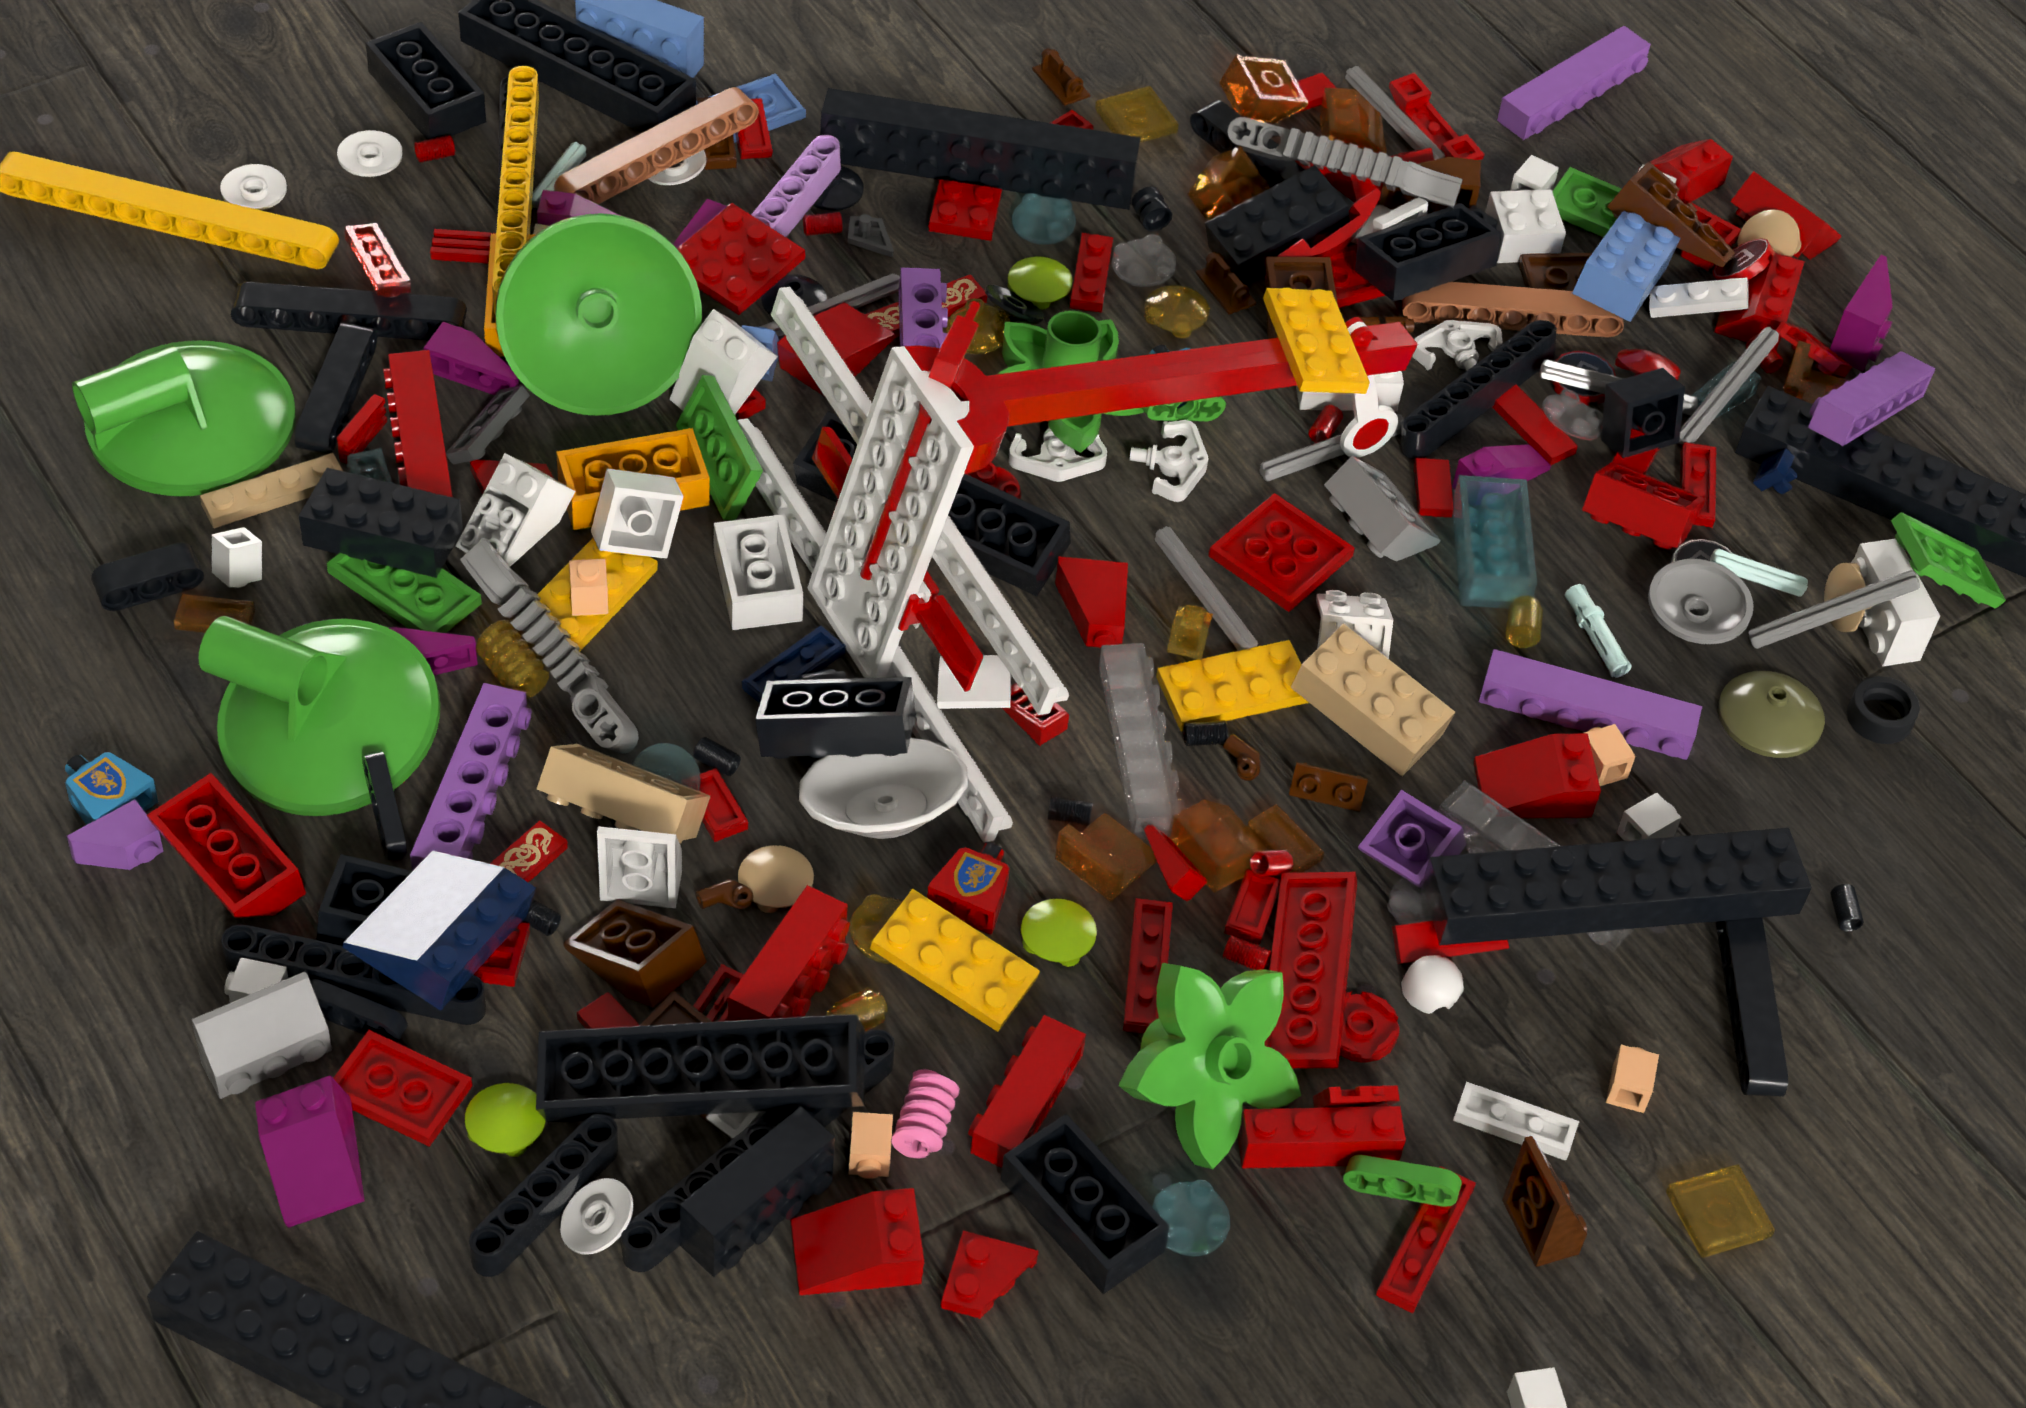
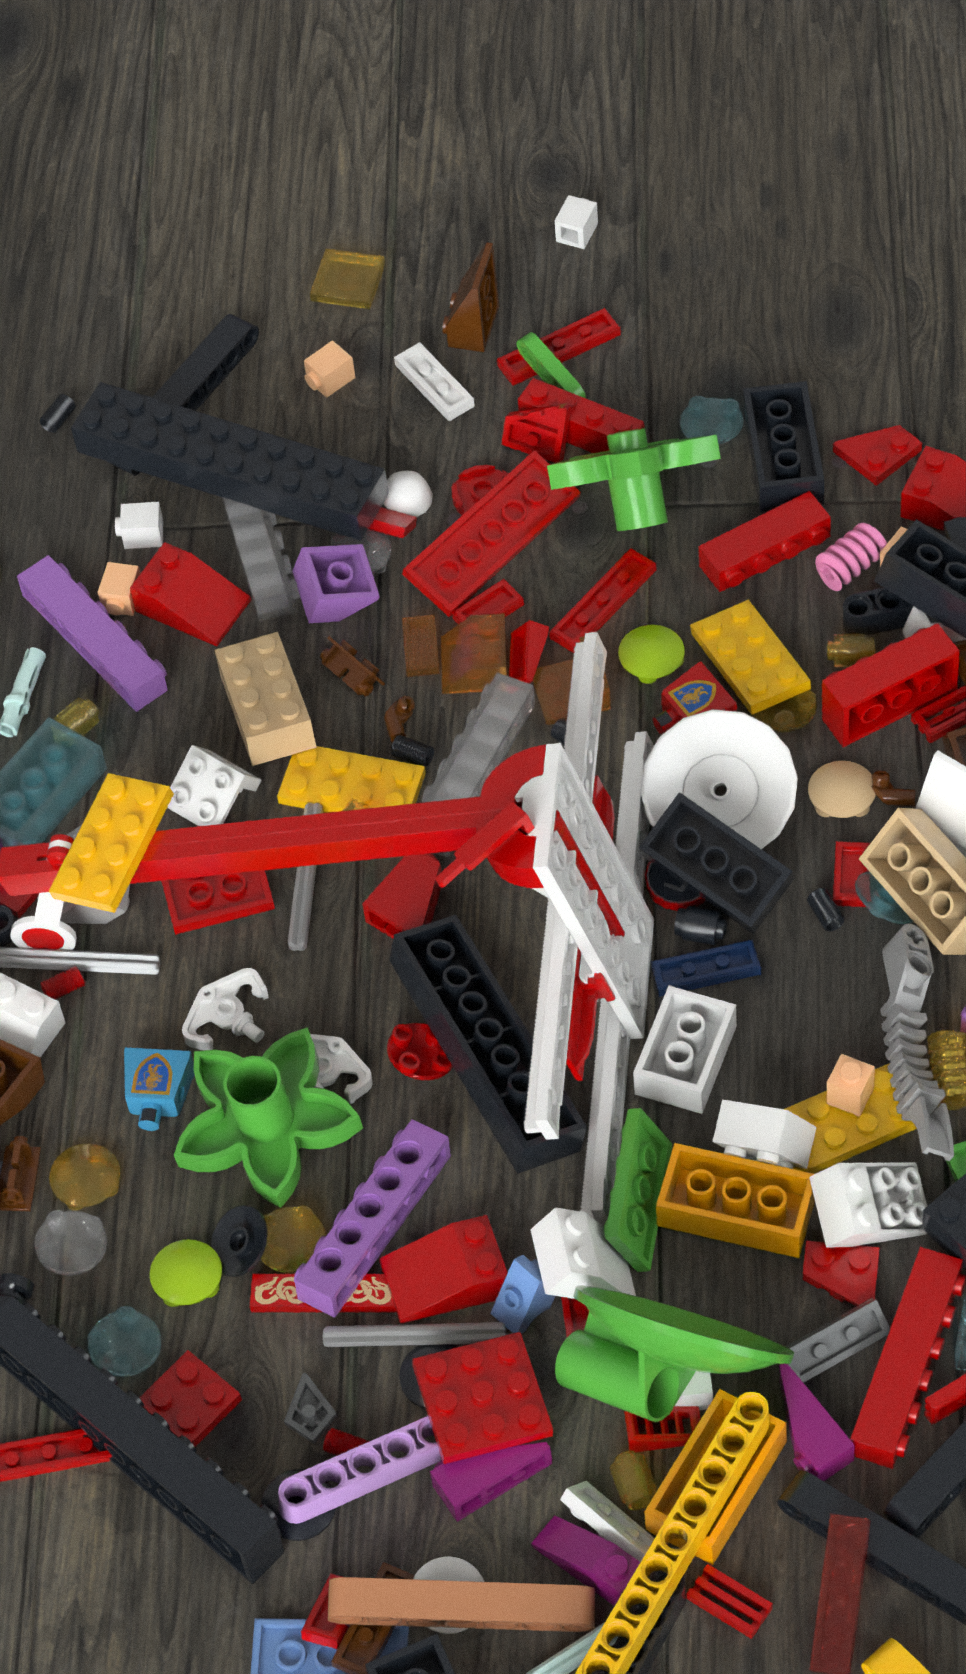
camera: 135 degrees left, 5 degrees up
(1091, 272) = (127, 1261): red plate -> none
(1194, 410) = (184, 1039): bright green beam -> none
(1246, 956) = (527, 573): red piece -> none
(1271, 863) = (456, 617): red piece -> none

